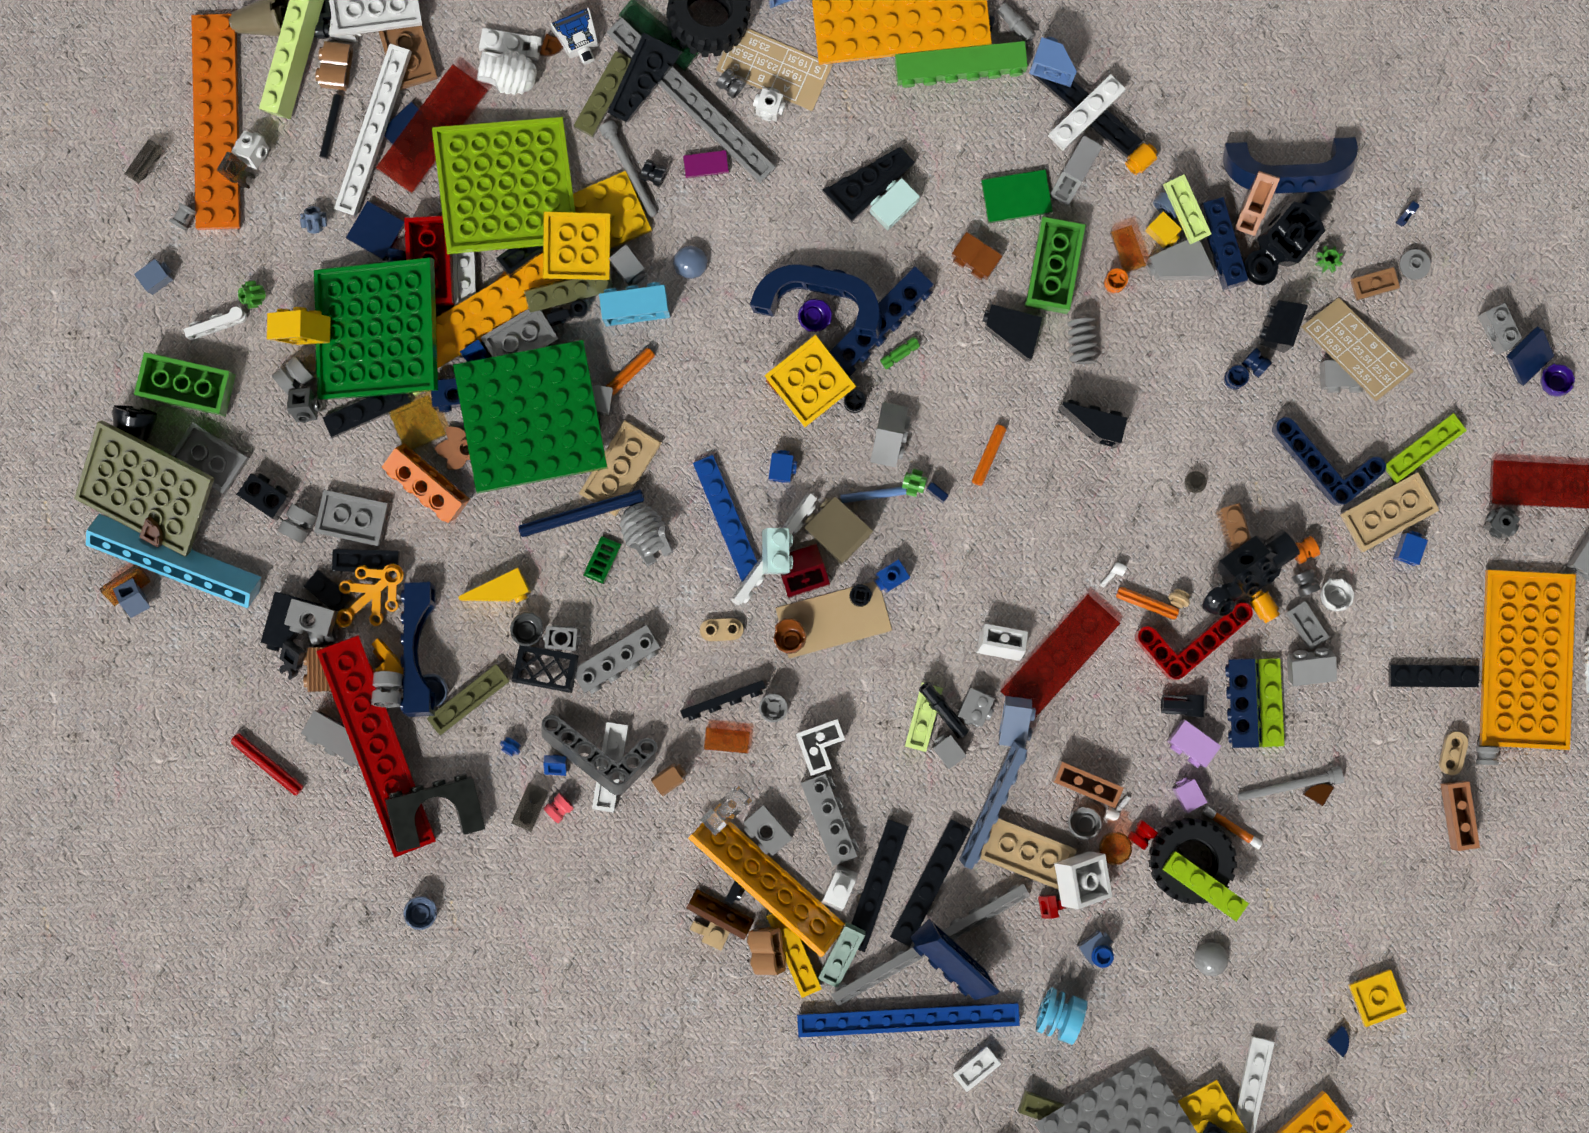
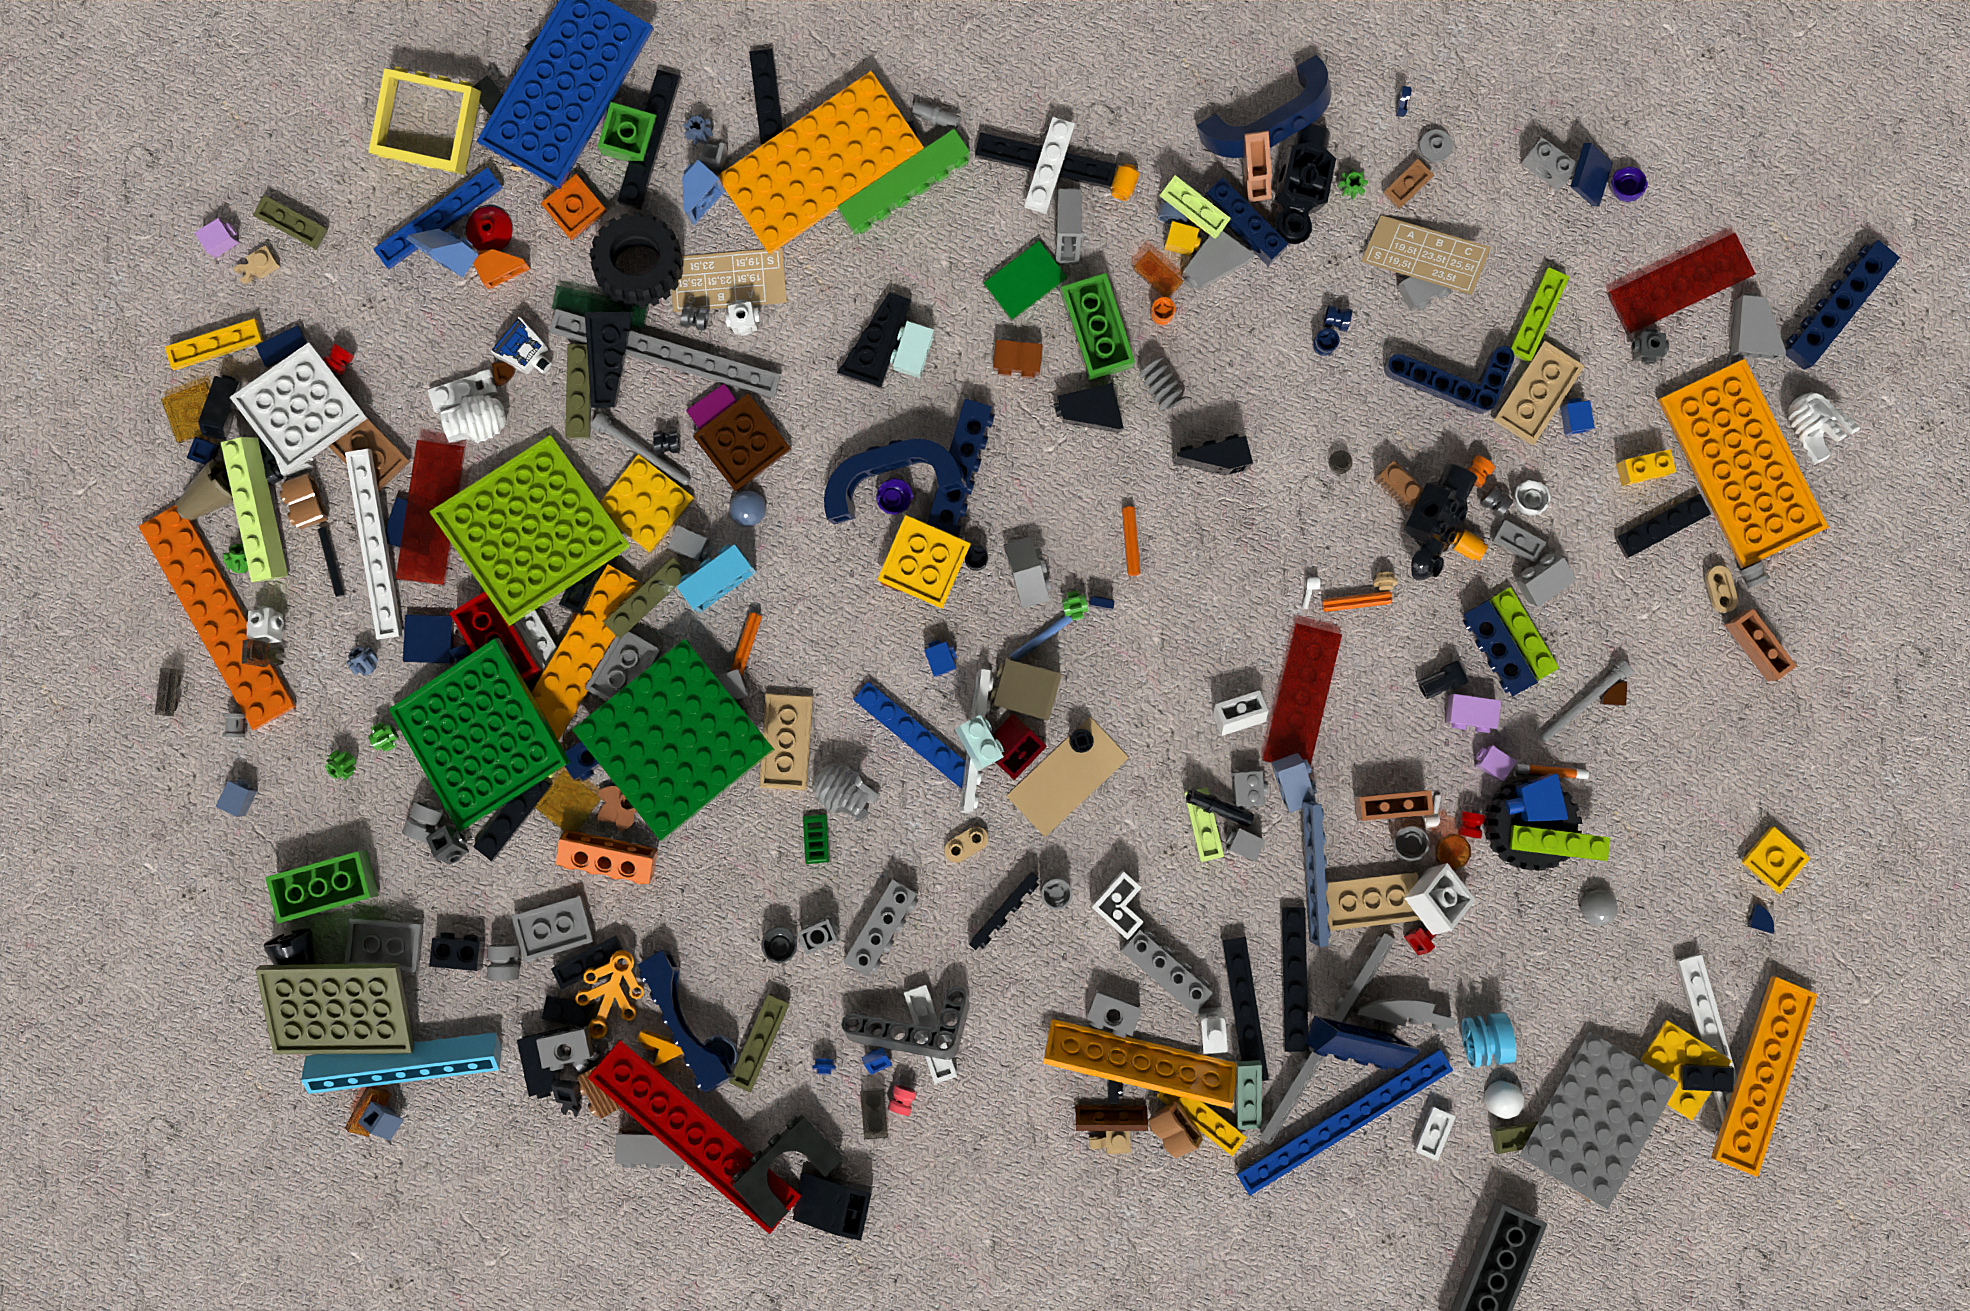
camera: 30 degrees left, 0 degrees up
(152, 532) = (366, 1047): reddish brown tile -> none
(216, 323) = (321, 811): white plate -> none
(256, 83) = (236, 559): none -> bright green gear
(266, 764) = (598, 1210): red axle -> none
(297, 290) = (383, 736): none -> bright green gear
(298, 326) = (402, 772): yellow brick -> none
(390, 682) = (672, 1069): light grey wheel -> none
(420, 912) = (823, 1273): sand blue hair -> none
(457, 862) = (833, 1205): none -> black slope
(474, 352) = (586, 705): blue plate -> none
(504, 588) = (736, 917): yellow slope -> none
(562, 315) = (649, 627): black plate -> none
(569, 672) = (843, 966): black window -> none
(576, 245) = (629, 551): yellow plate -> none
(581, 513) = (784, 793): dark blue axle -> none
(669, 778) = (993, 1015): medium nougat brick -> none
(714, 206) = (742, 442): none -> reddish brown plate
(726, 740) = (1028, 947): clear orange plate -> none
(726, 810) = (1064, 1016): clear brick -> none
(789, 636) = (1035, 816): dark orange hair -> none
(891, 576) = (1101, 707): blue brick -> none
(900, 353) = (994, 488): bright green axle -> none
(998, 952) = (1396, 1010): none -> light grey slope
(1048, 1072) = (1504, 1099): none -> white hair
(1053, 62) = (992, 134): medium blue slope -> none
(1093, 941) = (1485, 955): sand blue brick -> none
(1102, 956) = (1497, 962): blue plate -> none
(1196, 644) = (1434, 620): red beam -> none
(1206, 841) = (1539, 800): none -> blue torso
(1282, 325) = (1343, 269): black slope -> none
(1444, 620) = (1646, 467): none -> yellow brick

